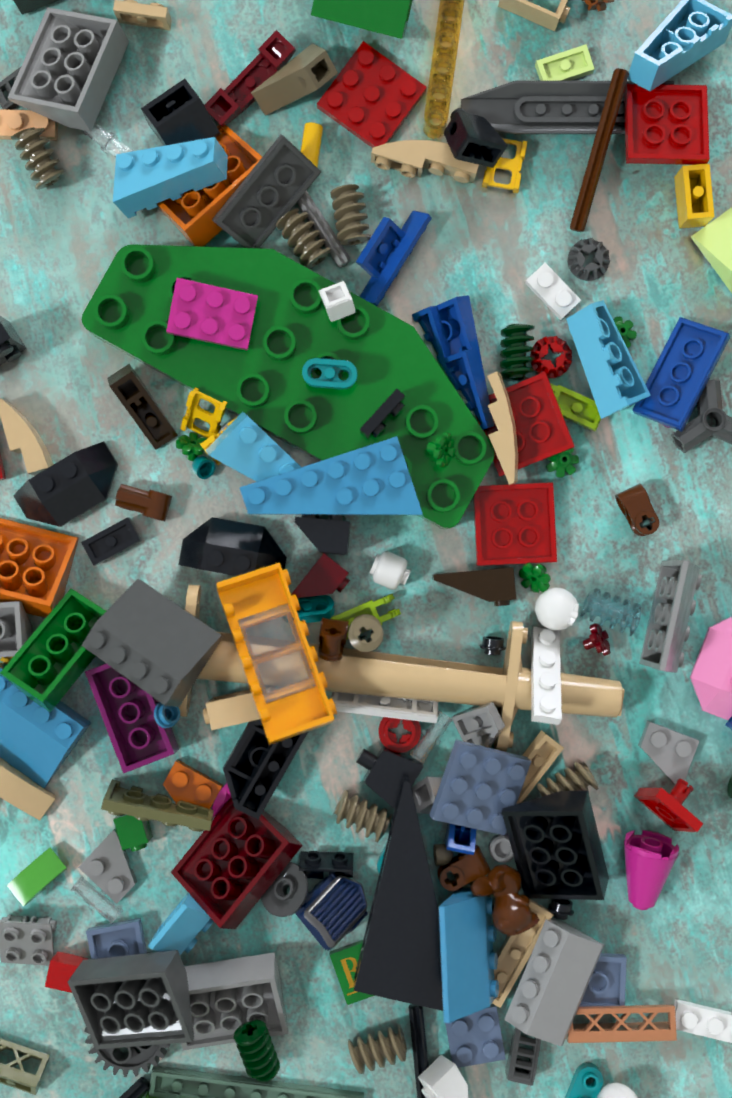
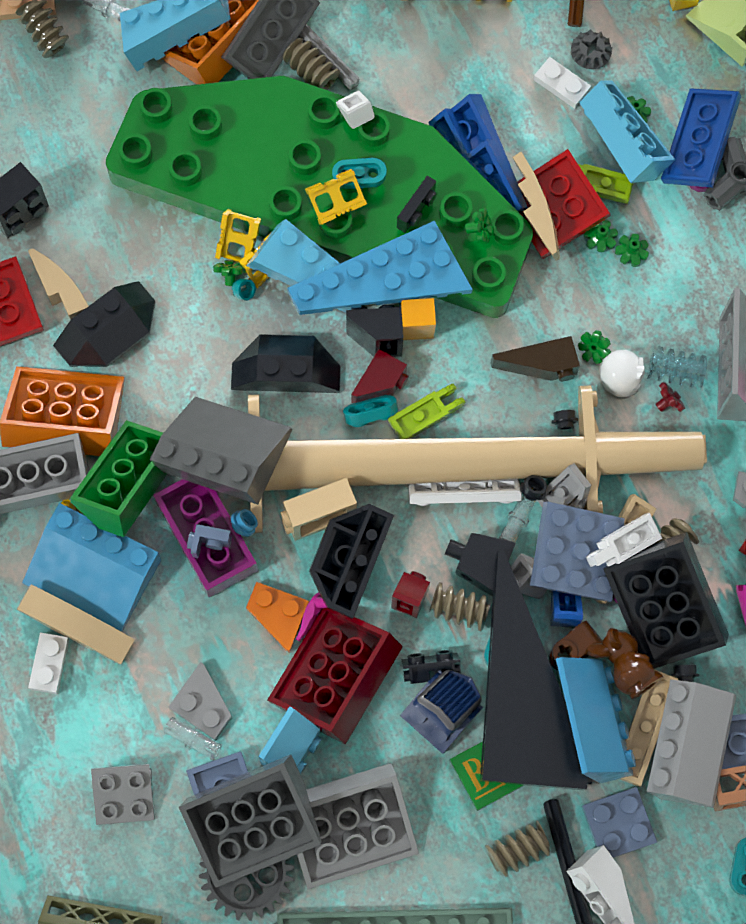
camera: 10 degrees left, 15 degrees down
(36, 876) = (125, 721): bright green slope -> none
(61, 969) = (168, 819): red brick -> none
(111, 541) = (160, 373): black plate -> none
(132, 832) = (222, 656): green brick -> none
(133, 727) = (213, 537): none -> sand blue bracket
(141, 406) = (174, 240): dark brown slope -> none
(150, 503) = (196, 331): reddish brown piece -> none
(157, 807) = (235, 624): olive wing -> none
(212, 314) = (235, 137): dark pink plate -> none
(257, 1050) = (390, 865): dark green piece -> none
(276, 653) = (347, 439): light orange window -> none
(276, 897) = (393, 695): dark grey dish -> none
(299, 388) = (333, 188): none -> yellow piece
(317, 799) = (410, 593): none -> dark red slope
(332, 639) = (401, 425): reddish brown piece -> none
(348, 215) = (353, 38): dark tan piece -> none
(362, 643) = (434, 413): dark tan piece -> none
(366, 529) = (418, 318): none -> light orange panel
(388, 252) = (396, 65): blue bracket -> none
(390, 570) = (447, 360): white head -> none
(406, 742) = (493, 509): red gear -> none
(441, 855) = (550, 636): dark tan hinge -> none
(454, 710) = (537, 484): none -> black plate
(500, 848) = (611, 619): light grey tile -> none
(515, 352) = (537, 138): dark green piece -> none
(515, 524) = (565, 299): red plate -> none
(520, 1075) = (665, 853): dark grey slope -> none
(527, 790) = (625, 542): none -> white hinge
(545, 676) = (623, 430): white plate -> none
(557, 346) = (560, 137): red gear -> none
(585, 482) = (632, 250): none -> green plant
(636, 506) = (682, 267): reddish brown piece -> none

